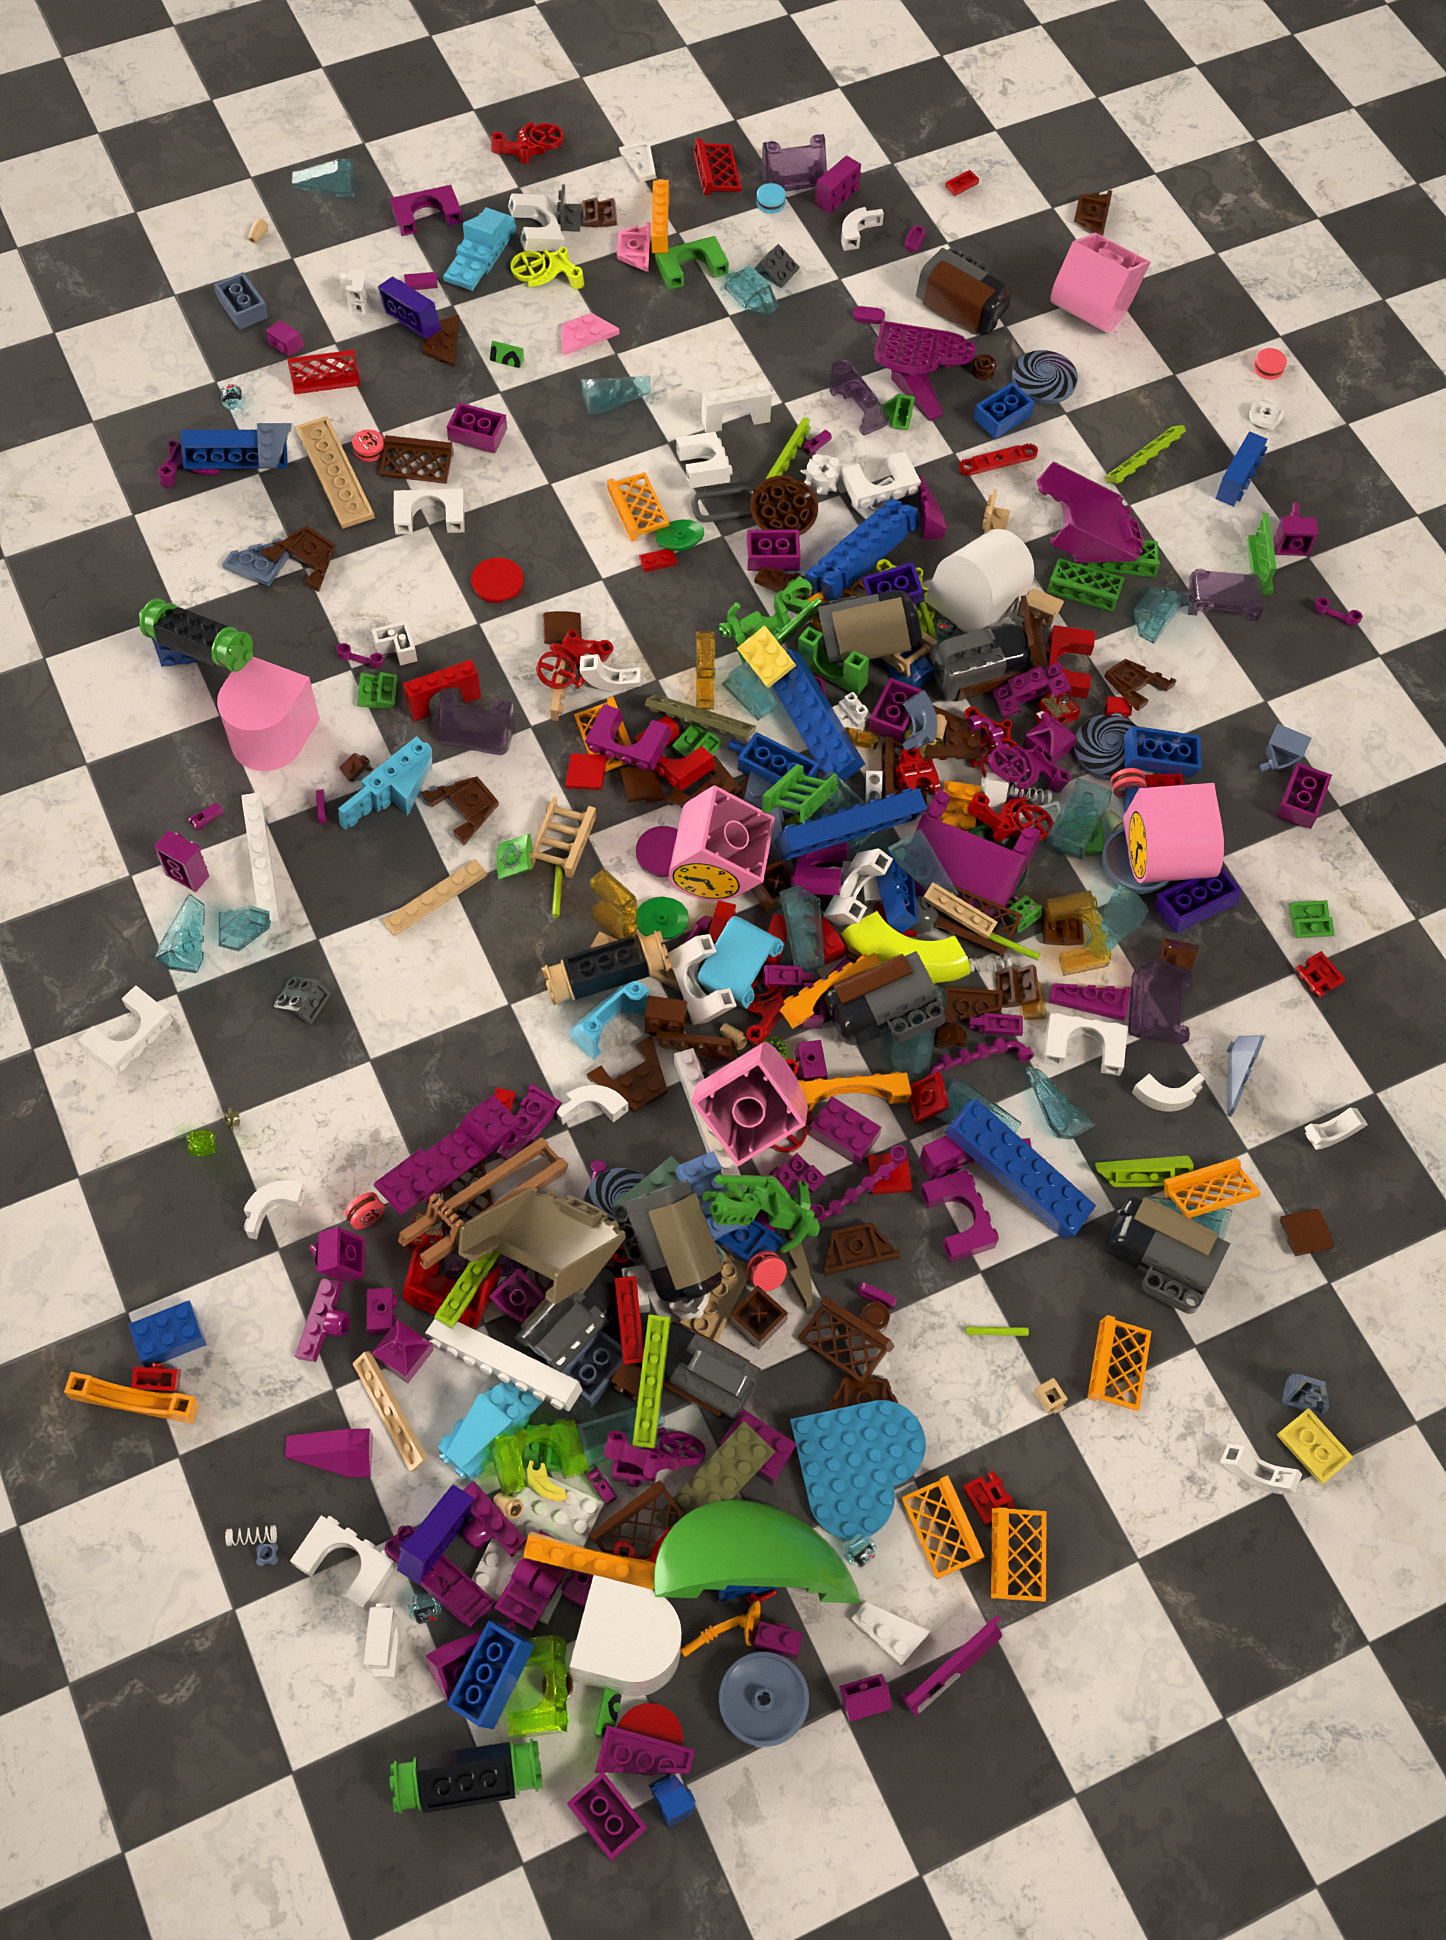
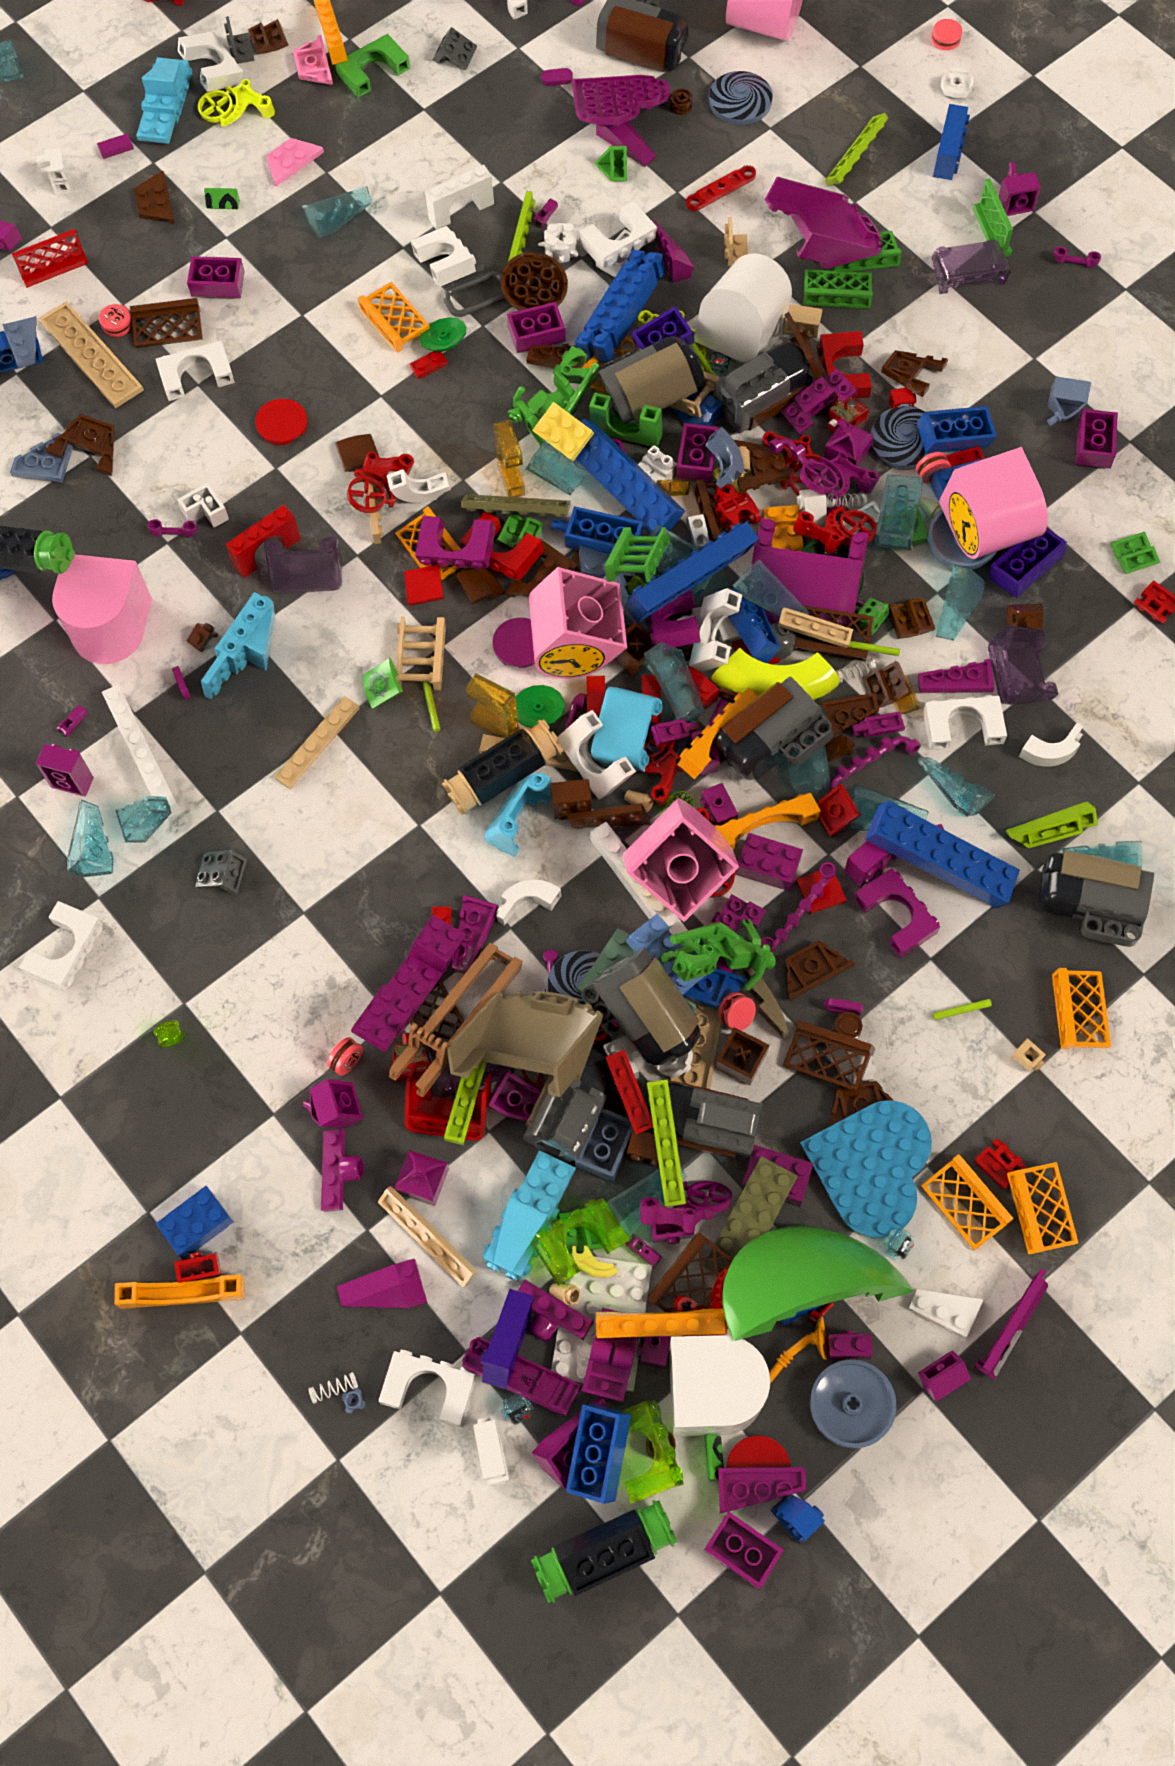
camera: 10 degrees left, 5 degrees up
(232, 1118) = (190, 1003): olive plate -> none
(268, 1197) = (251, 1066): white arch -> none
(377, 690) = (199, 557): bright green slope -> none
(381, 1310) = (389, 1146): magenta brick -> none
(409, 307) = (113, 174): dark purple brick -> none
(441, 198) = (108, 59): magenta arch -> none
(470, 799) = (323, 640): reddish brown wing -> none
(506, 1364) = (524, 1163): white brick -> none
(640, 1084) = (566, 867): reddish brown wing -> none
(751, 290) = (438, 79): clear light blue wedge -> none
(849, 383) = (560, 147): clear purple windscreen -> none
(1004, 410) = (713, 139): blue brick -> none
(1081, 907) = (927, 595): clear yellow arch -> none
(1157, 611) = (910, 297): clear light blue wedge -> none
(1207, 1178) = (1110, 819): light orange fence -> none
(1240, 1060) = (1110, 697): wedge -> none

